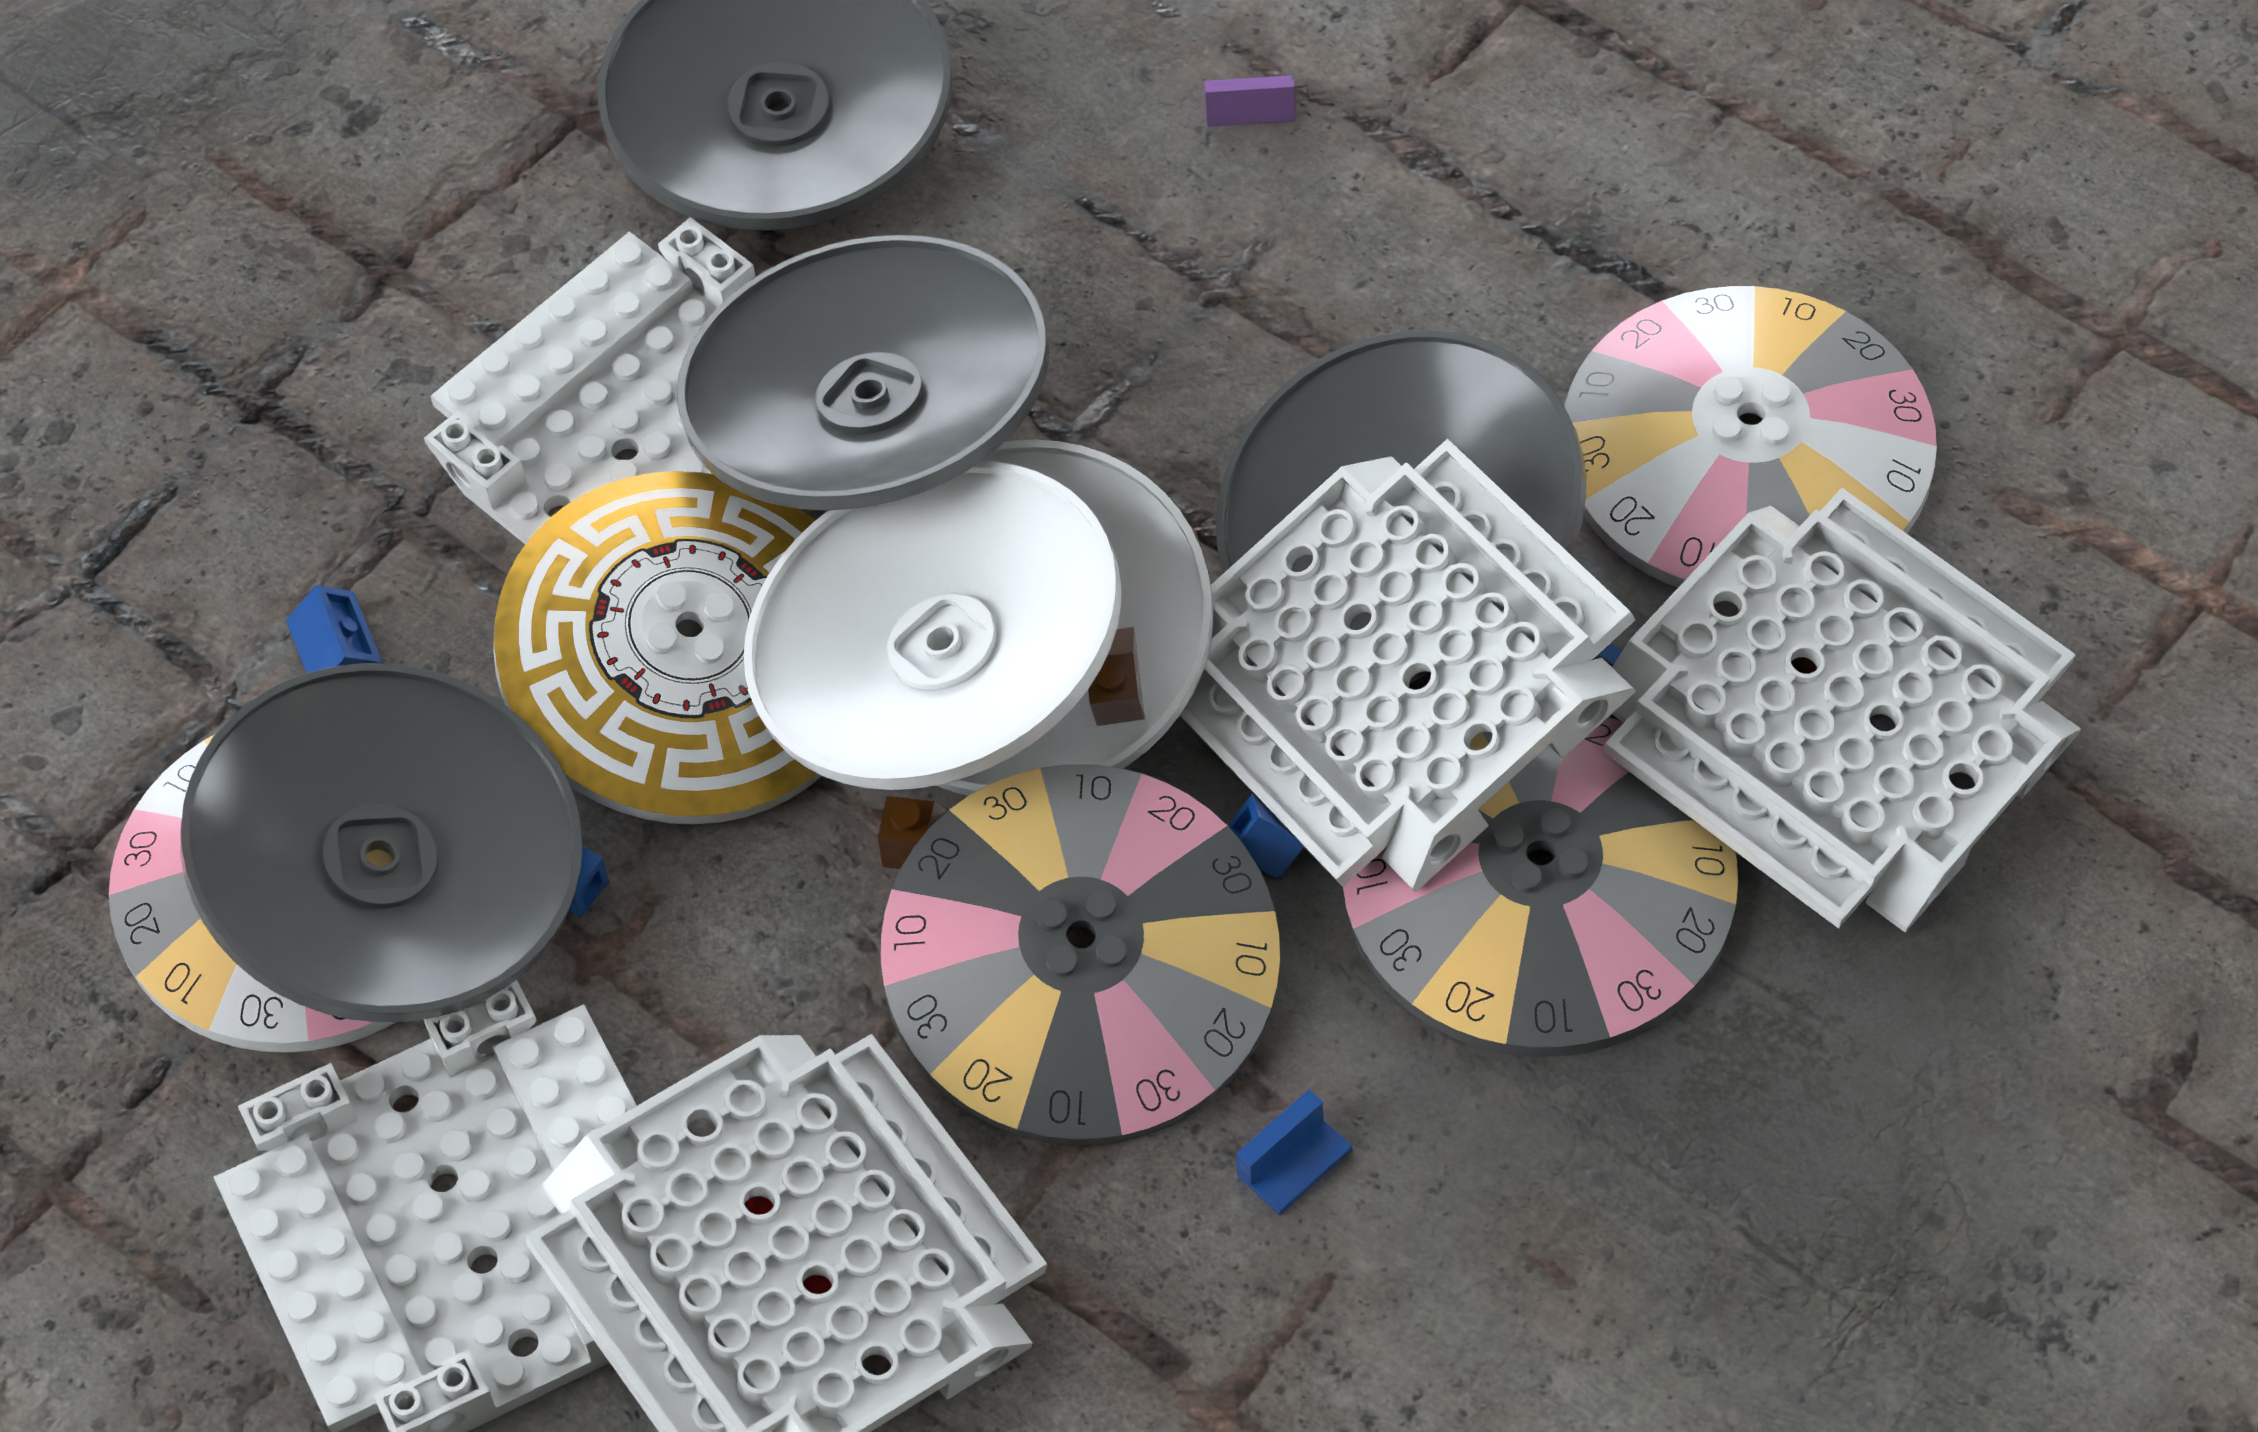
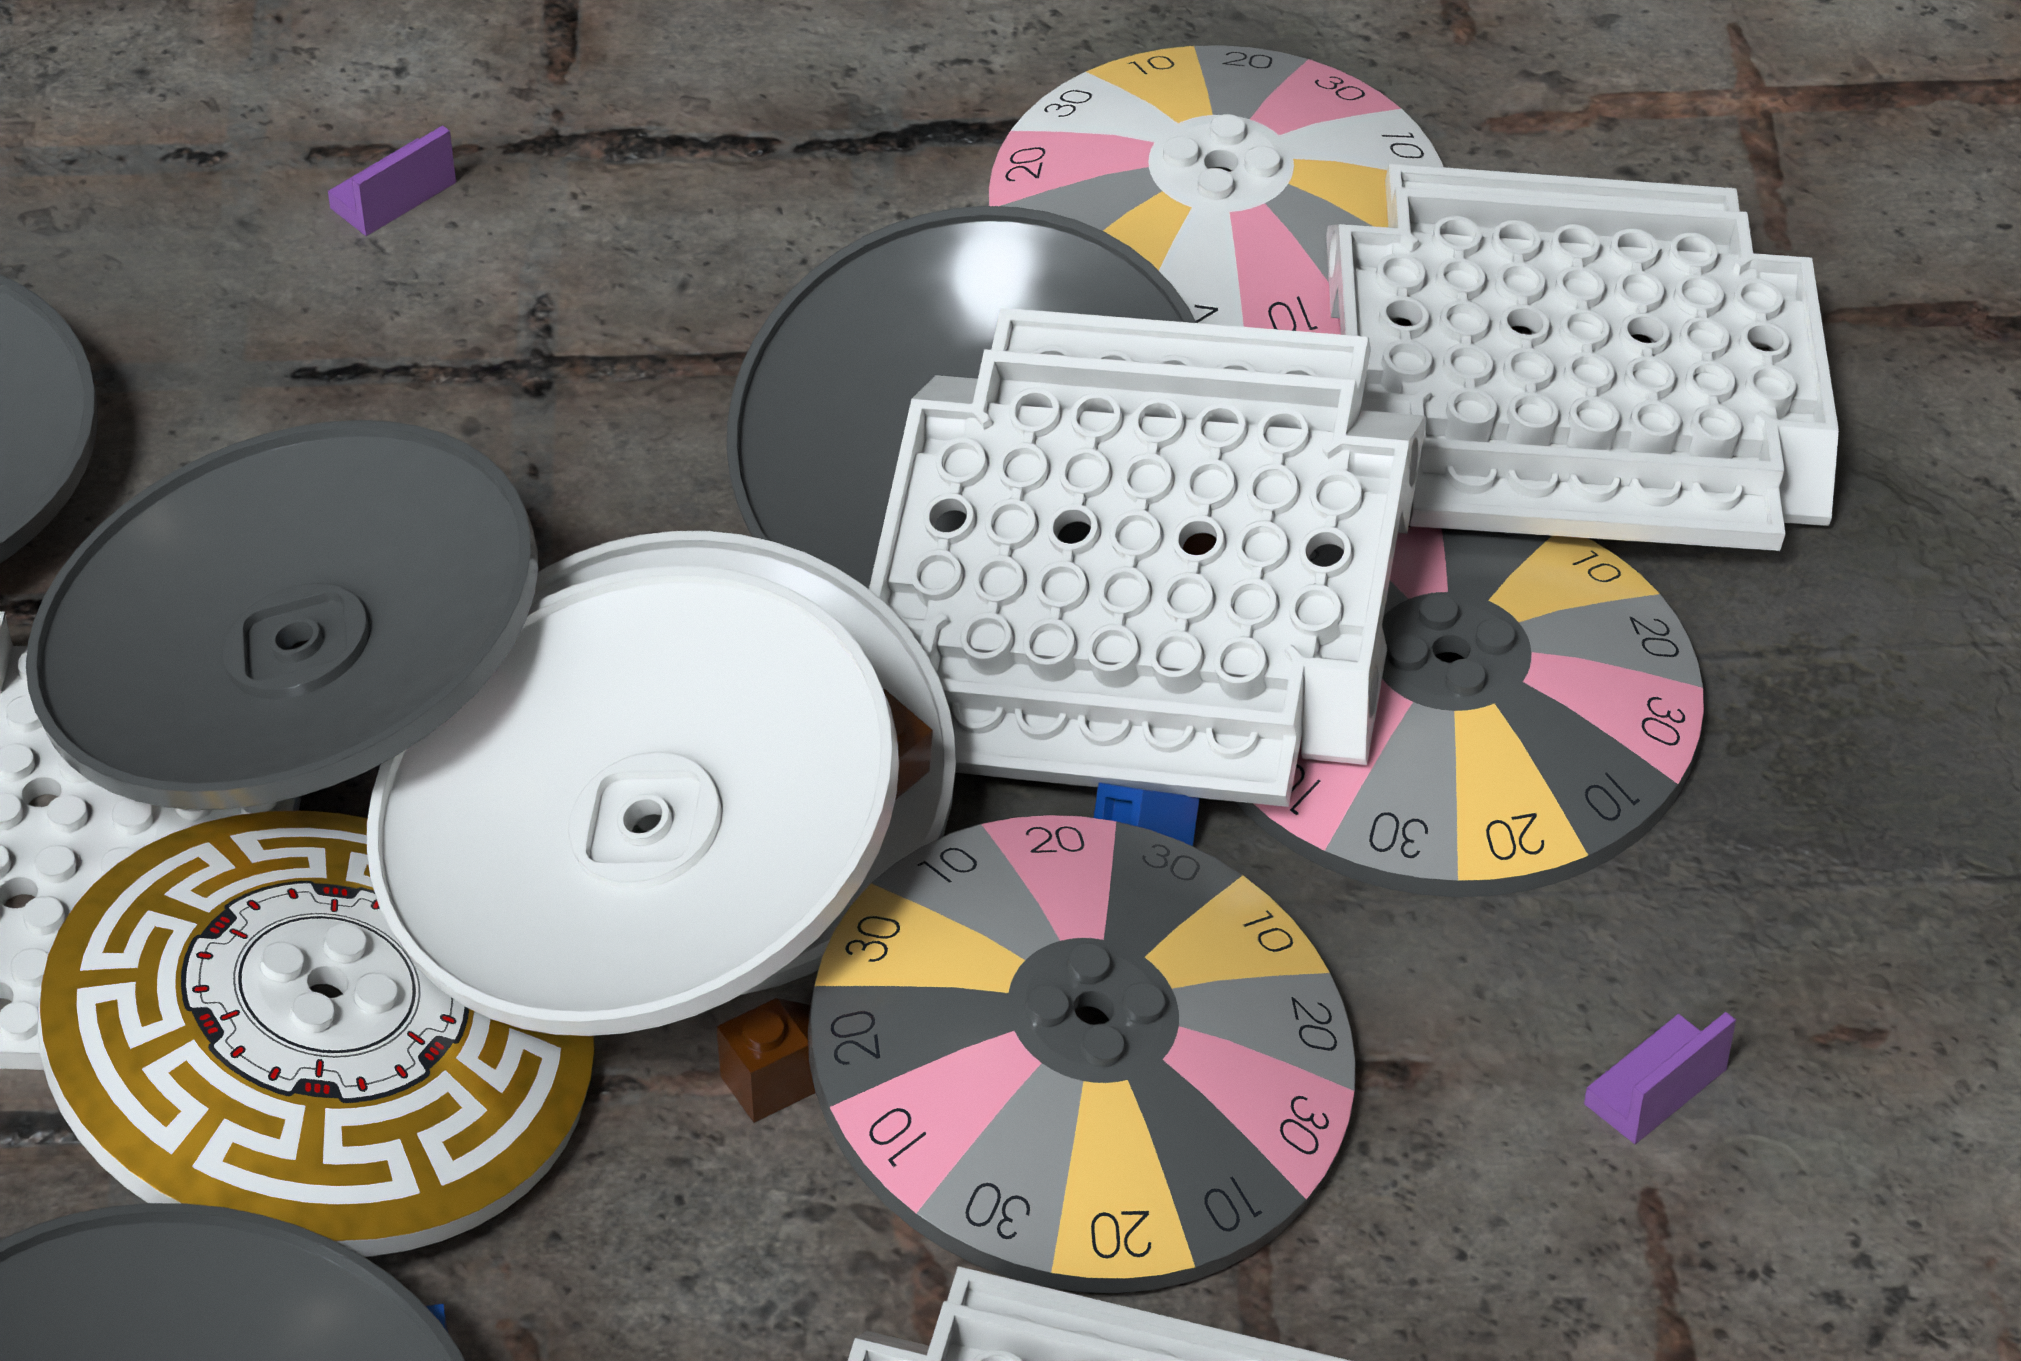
camera: 45 degrees left, 10 degrees down
(1291, 1153) = (1495, 1101): blue panel -> none
(1403, 1211) = (1661, 1075): none -> medium lavender panel

